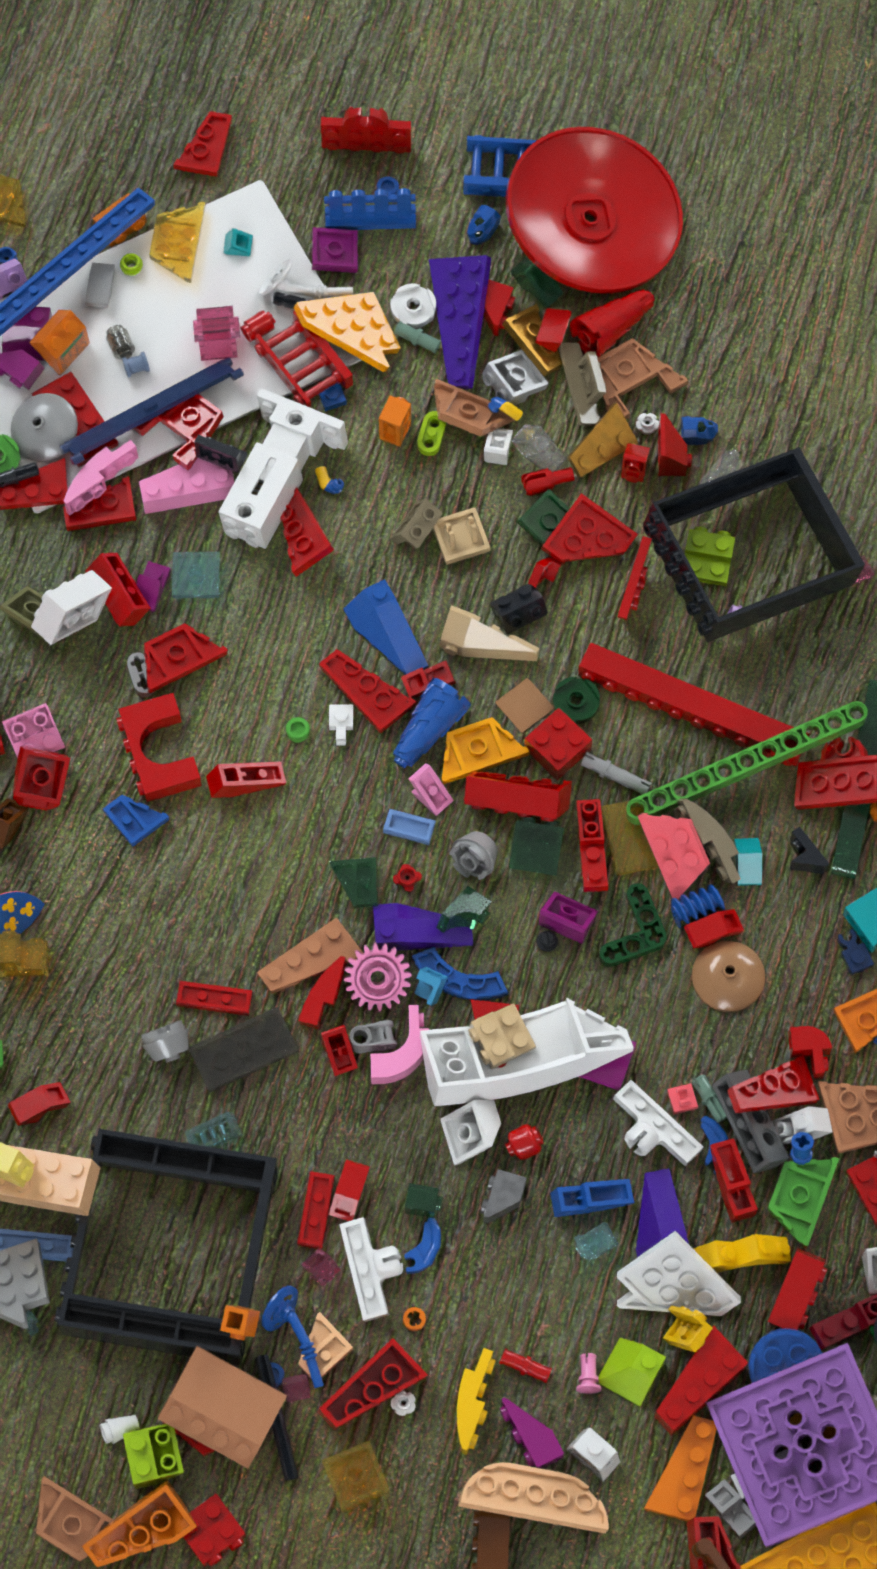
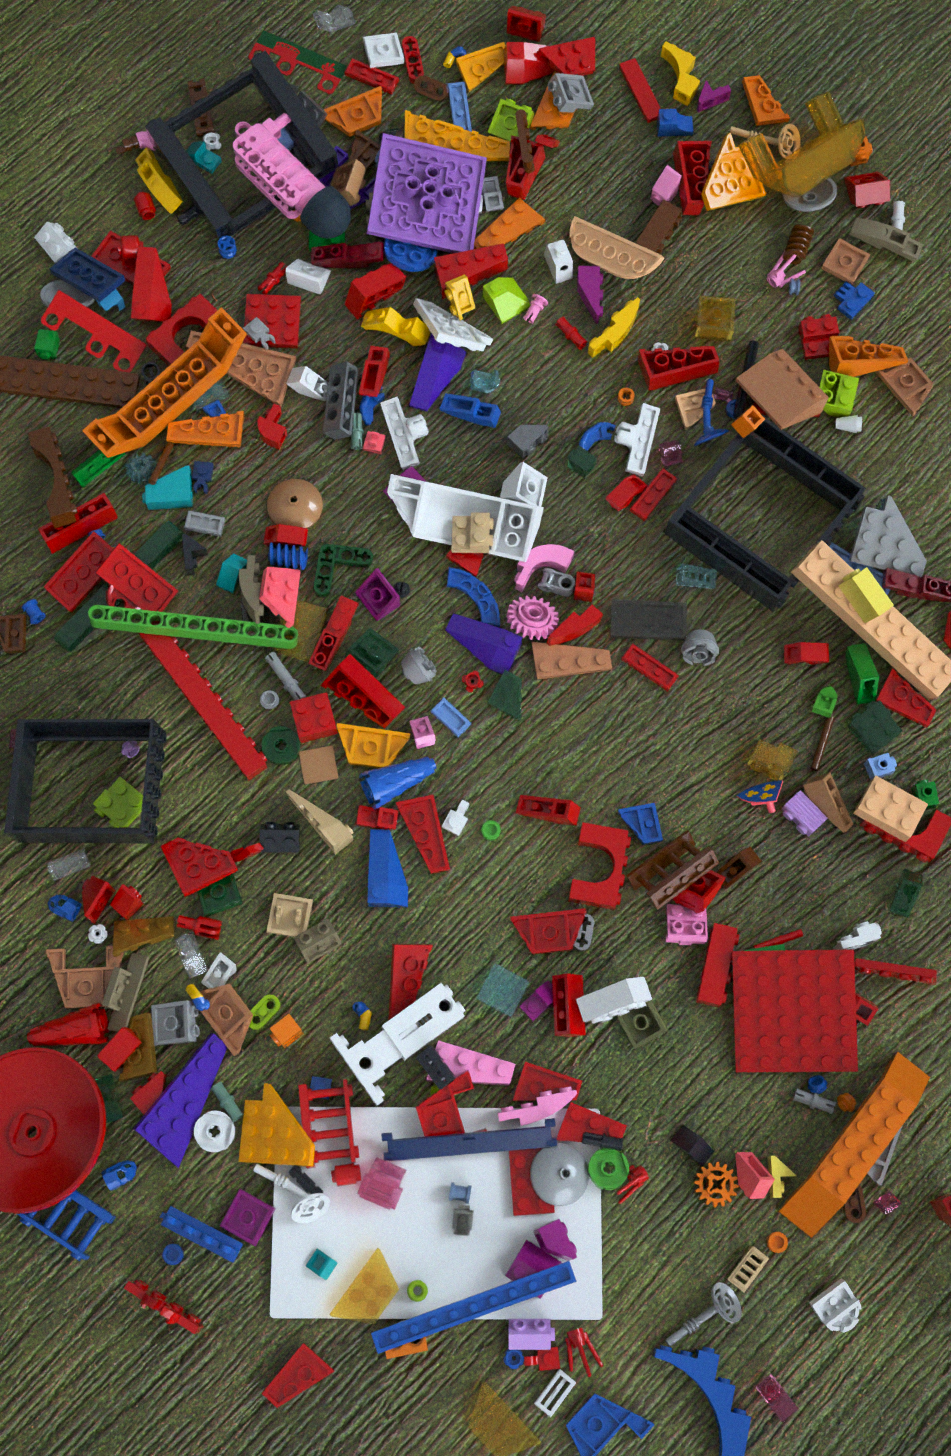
camera: 155 degrees left, 5 degrees up
(55, 773) = (678, 880): none -> reddish brown fence
(61, 340) = (512, 1243): orange slope -> none
(99, 285) = (452, 1283): light grey slope -> none
(430, 985) = (497, 596): dark azure panel -> none
(465, 911) = (445, 634): clear green arch -> none
(524, 1142) = (494, 464): red head -> none
(619, 742) = (269, 699): none -> light grey plate
(636, 581) = (188, 803): red wing -> none
(775, 1088) = (311, 408): red wing -> none
(801, 1148) = (314, 367): blue bush -> none
(801, 1196) = (335, 344): bright green wing -> none
(815, 897) = (204, 523): none -> light grey plate

